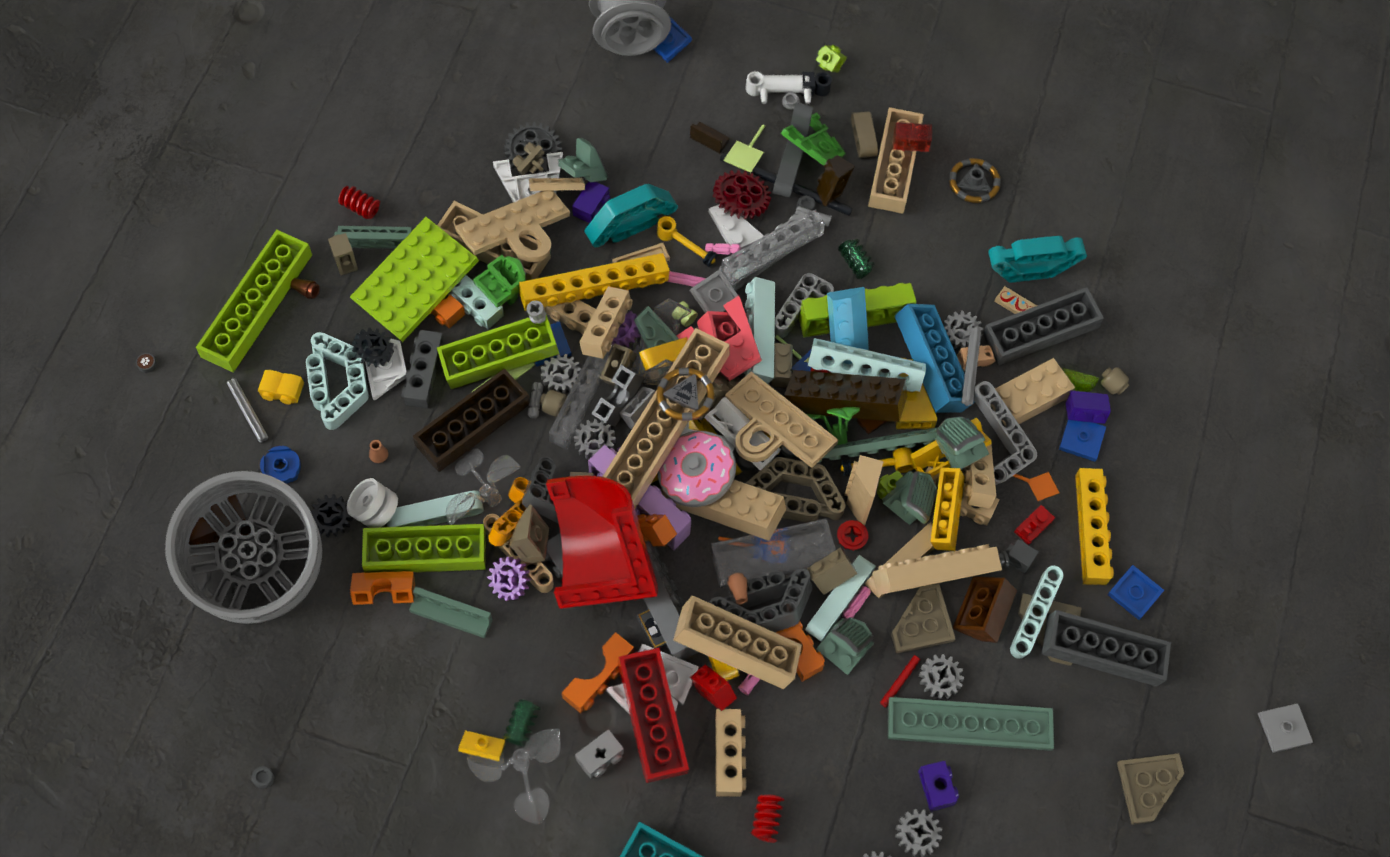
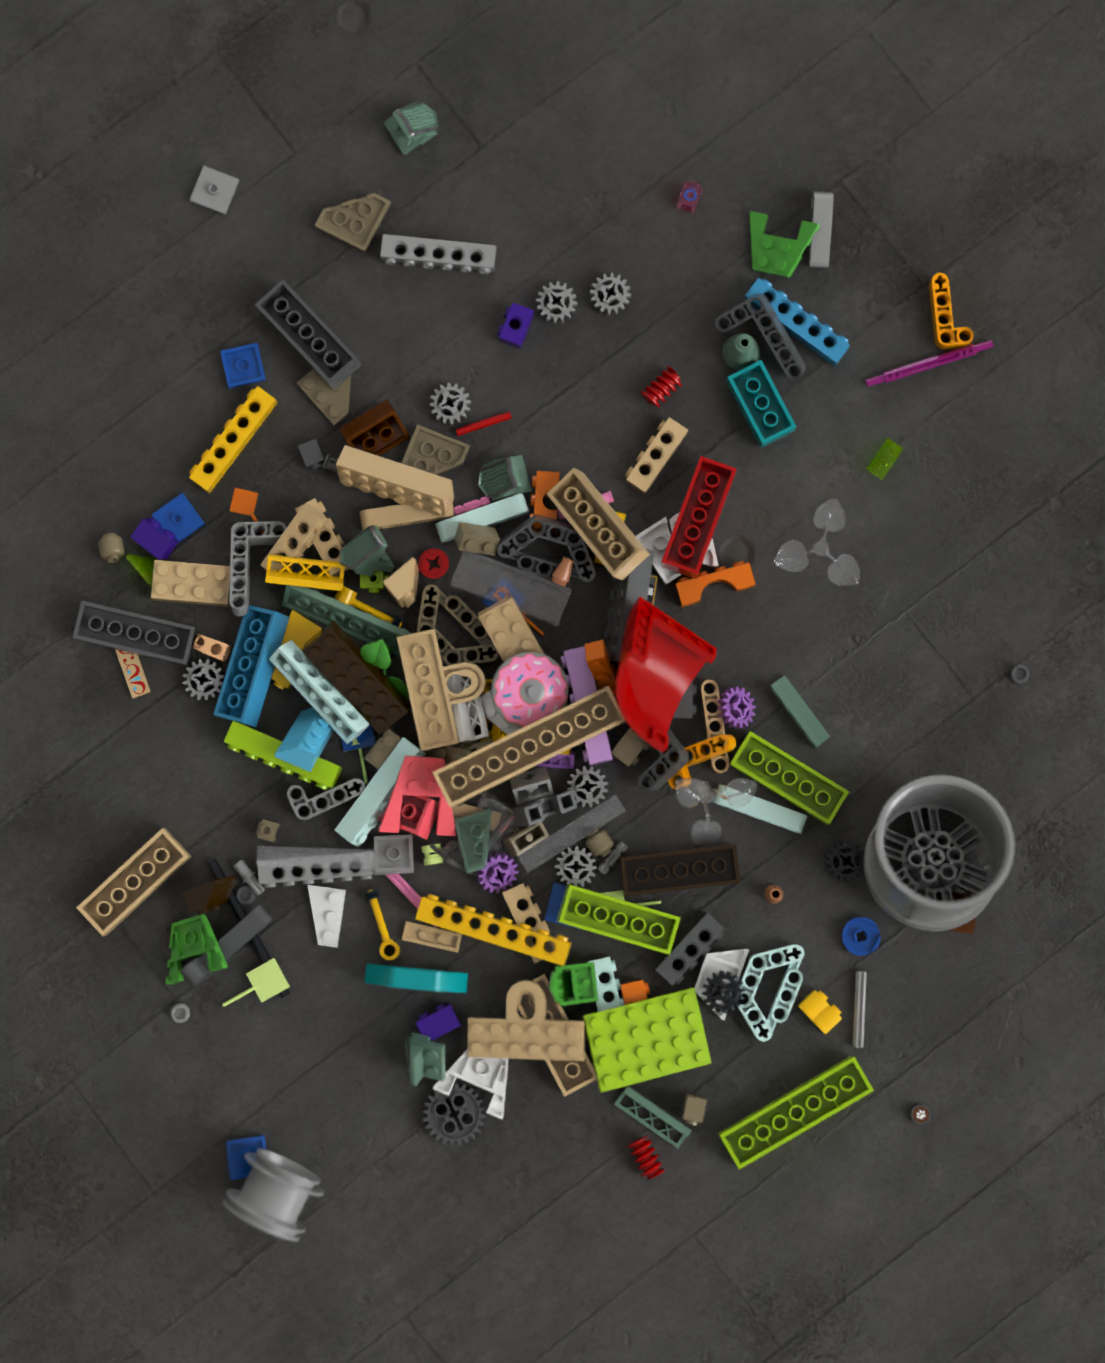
camera: 145 degrees left, 20 degrees up
(305, 287) = (743, 1099): copper cone -> none
(366, 585) = (853, 778): orange arch -> none
(372, 503) = (808, 843): white wheel -> none
(482, 745) = (840, 587): yellow plate -> none
(520, 722) = (798, 583): clear green piece -> none
(530, 537) = (699, 725): dark tan slope -> none
(532, 162) = (477, 1096): dark tan hips -> none
(532, 308) = (573, 927): light grey bush -> none
(550, 184) = (463, 1056): tan tile -> none
(604, 744) = (746, 525): light grey brick -> none
(605, 322) = (491, 900): tan brick -> none
(657, 354) = (479, 818): yellow beam -> none
(685, 394) = (504, 746): piece -> none
(708, 137) = (283, 1023): dark brown panel -> none
(713, 687) = (636, 509): red brick -> none
(722, 248) = (354, 896): bright pink axle -> none
(741, 194) = (314, 934): dark red gear -> none
(806, 84) = (156, 1022): white piece -> none
(827, 254) = (267, 830): none -> dark tan window
(831, 58) = (111, 1032): lime brick -> none
(855, 258) = (242, 808): clear green piece -> none
(864, 134) = (140, 930): dark tan beam -> none
(912, 137) = (109, 885): clear red brick -> none
(947, 509) = (348, 523): yellow brick -> none
(960, 442) = (296, 569): sand green piece -> none
(970, 723) = (455, 354): sand green plate -> none
(971, 366) = (217, 646): light grey axle -> none
(974, 180) = (74, 818): dark grey piece -> none
(1034, 524) = (278, 474): red plate -> none
(1036, 258) = (91, 695): teal piece -> none
(1043, 605) = (343, 391): light aqua beam -> none
(1097, 774) = (391, 243): none -> light grey brick

